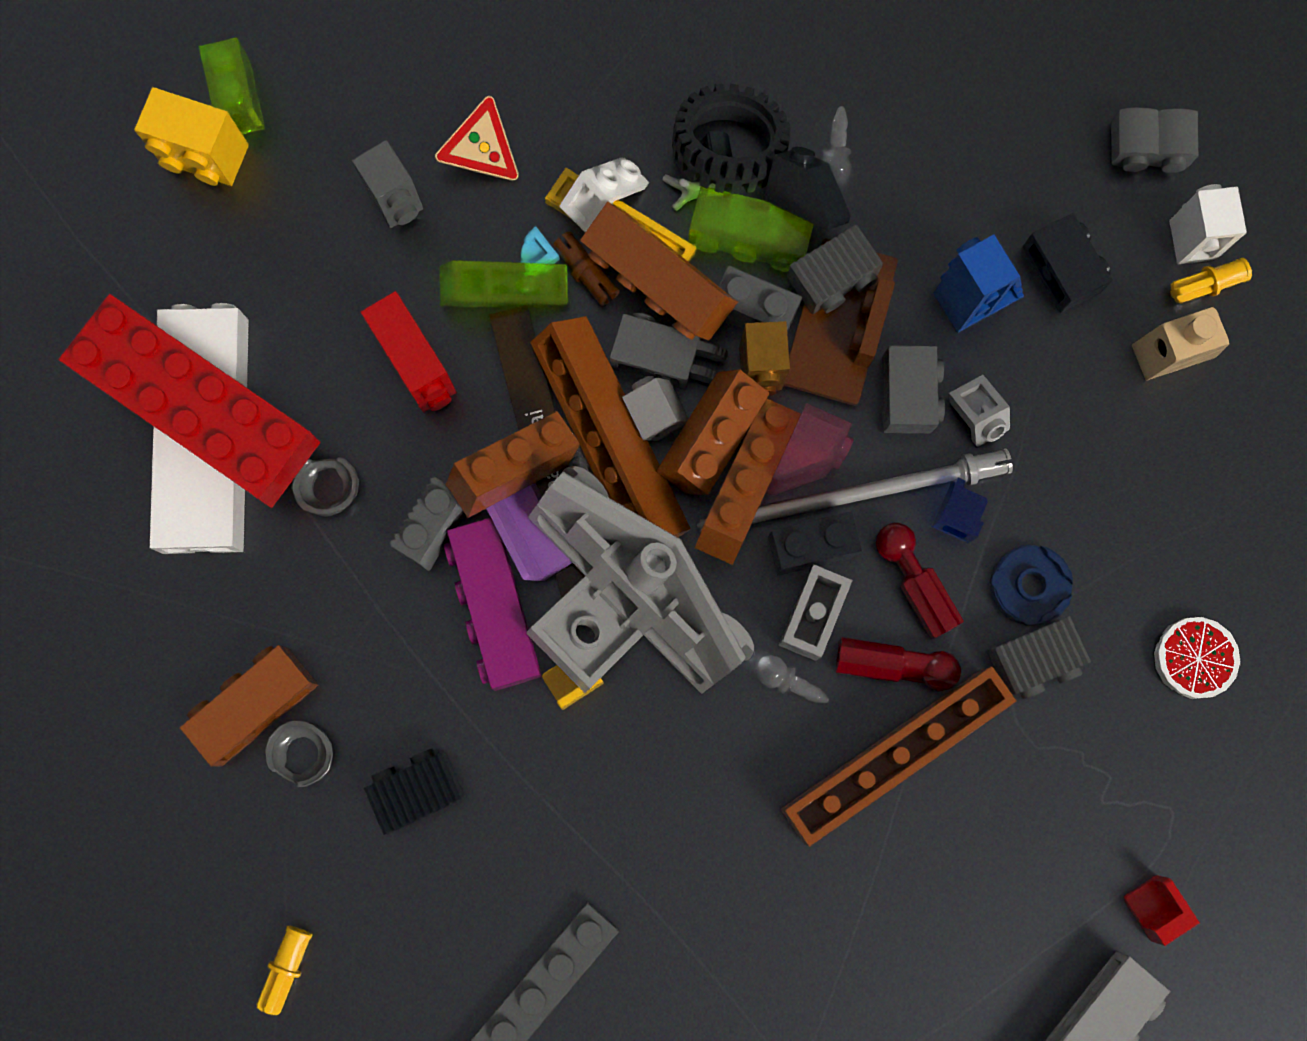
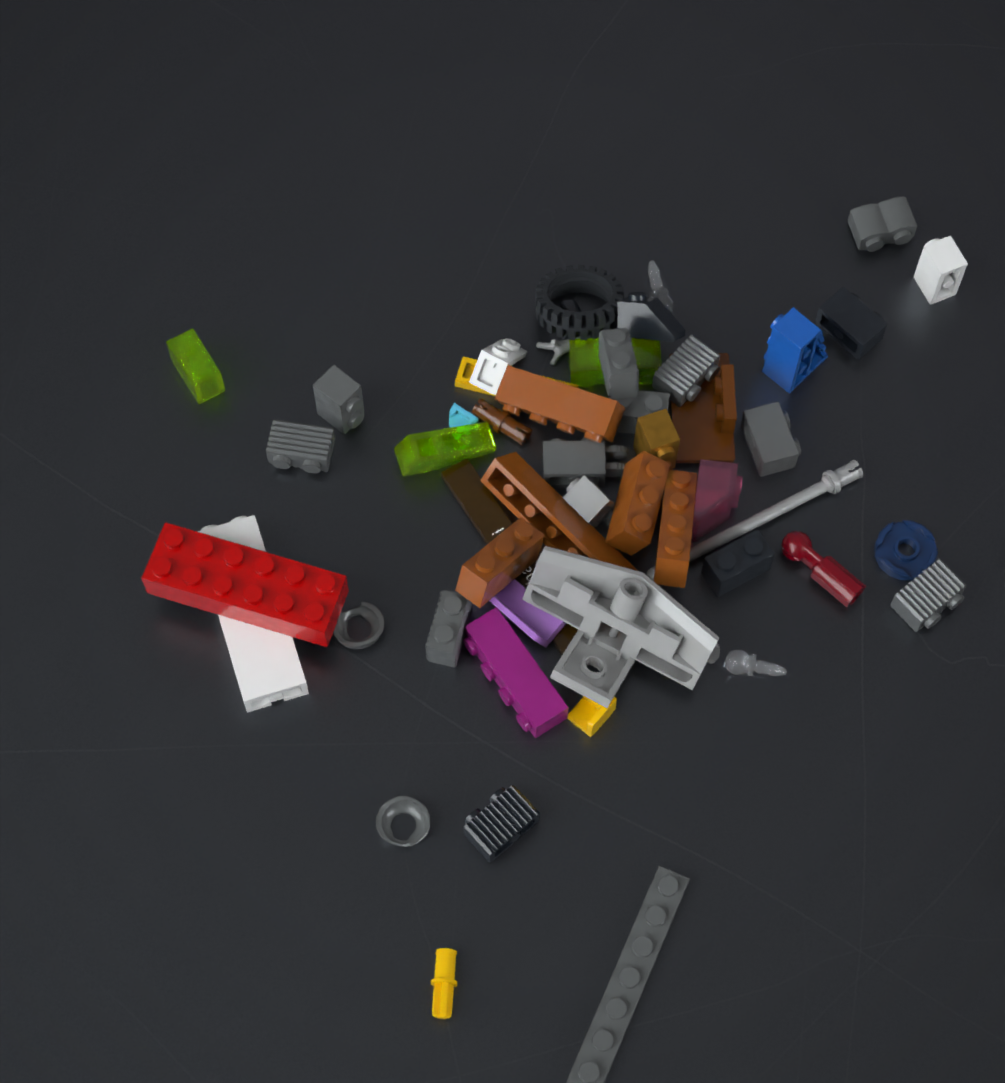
camera: 15 degrees left, 15 degrees down
(191, 137) = (180, 406): yellow brick -> none
(248, 705) = (353, 796): dark orange brick -> none
(327, 230) = (300, 446): none -> dark grey brick
(410, 352) = (395, 511): red brick -> none
(480, 144) = (395, 356): piece -> none
(747, 241) = (618, 363): none -> dark grey brick
(815, 613) = (755, 609): light grey brick -> none
(893, 663) = (825, 630): dark red piece -> none
(898, 755) = (850, 691): dark orange brick -> none
(961, 512) = (836, 514): clear blue panel -> none
(981, 410) = (826, 438): light grey bracket -> none
(1187, 340) = (959, 349): tan torso -> none
(1211, 280) = (957, 308): yellow axle -> none

